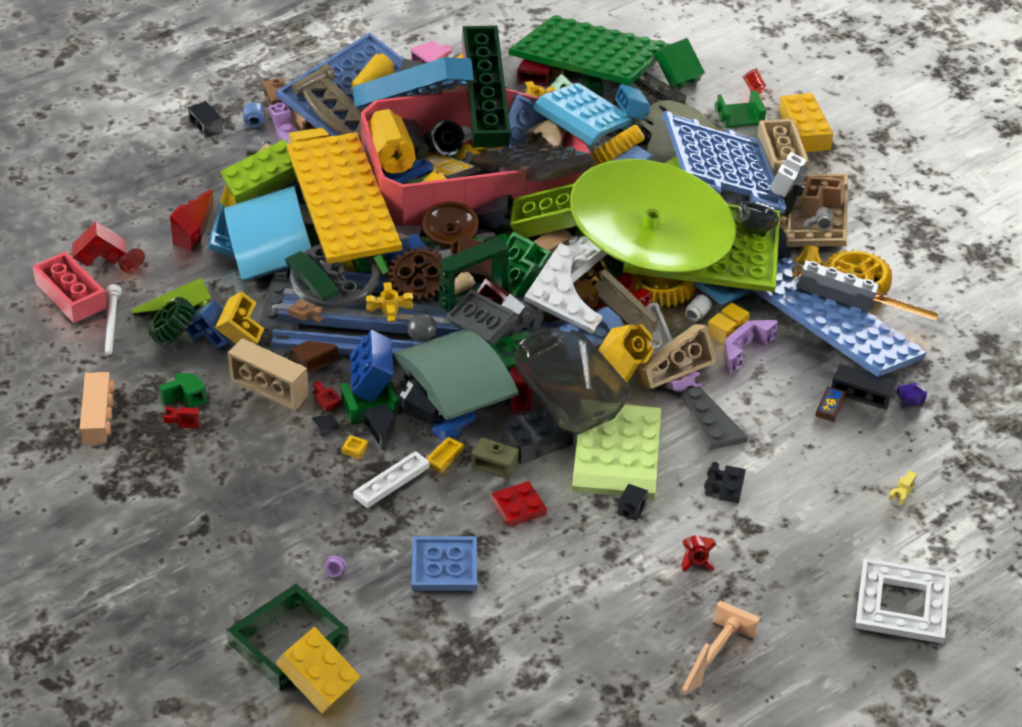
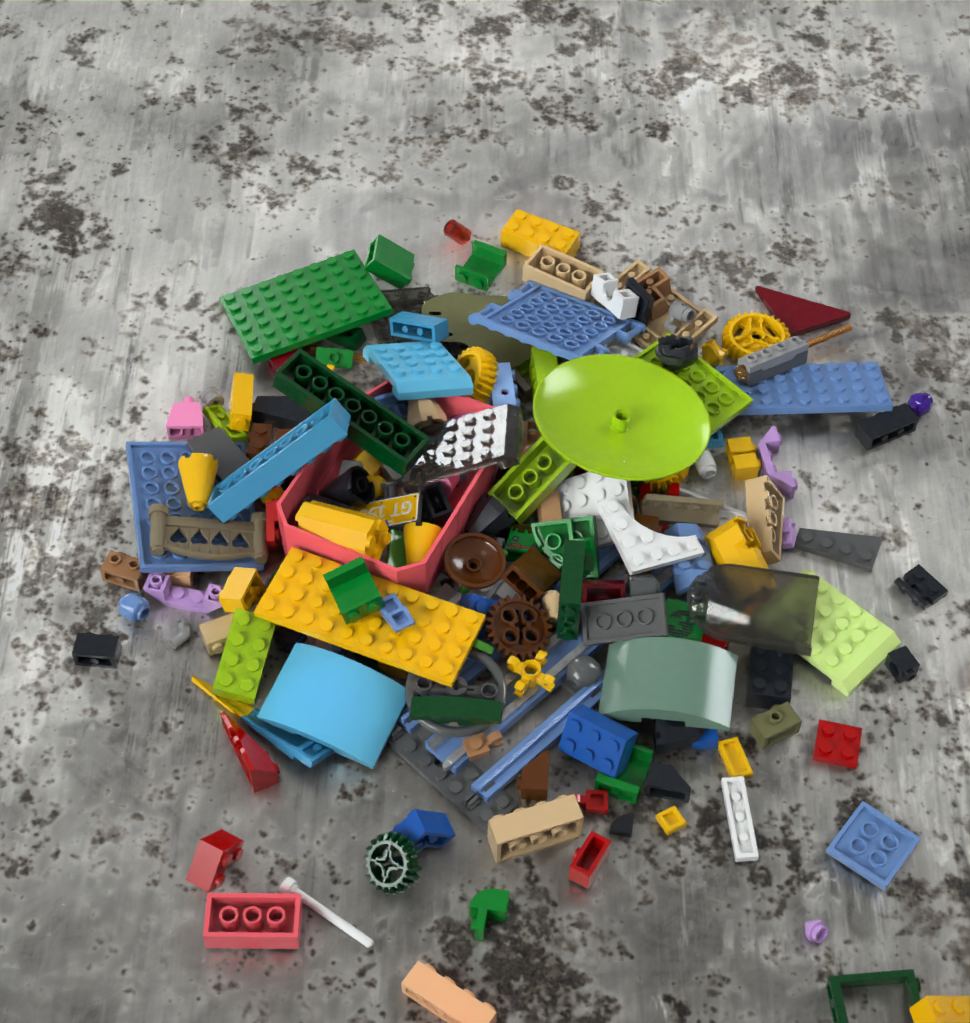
camera: 50 degrees left, 10 degrees up
(131, 260) = (255, 842): clear red brick -> none
(183, 416) = (527, 932): red plate -> none
(194, 292) = (352, 829): lime wedge -> none
(236, 320) = (449, 807): yellow brick -> none
(272, 415) = (589, 859): none -> red brick
(349, 170) = (354, 590): none -> green panel
(350, 198) = (395, 614): none -> medium blue slope
(830, 404) = (884, 459): tile -> none
(920, 288) = (798, 313): none -> dark red tile

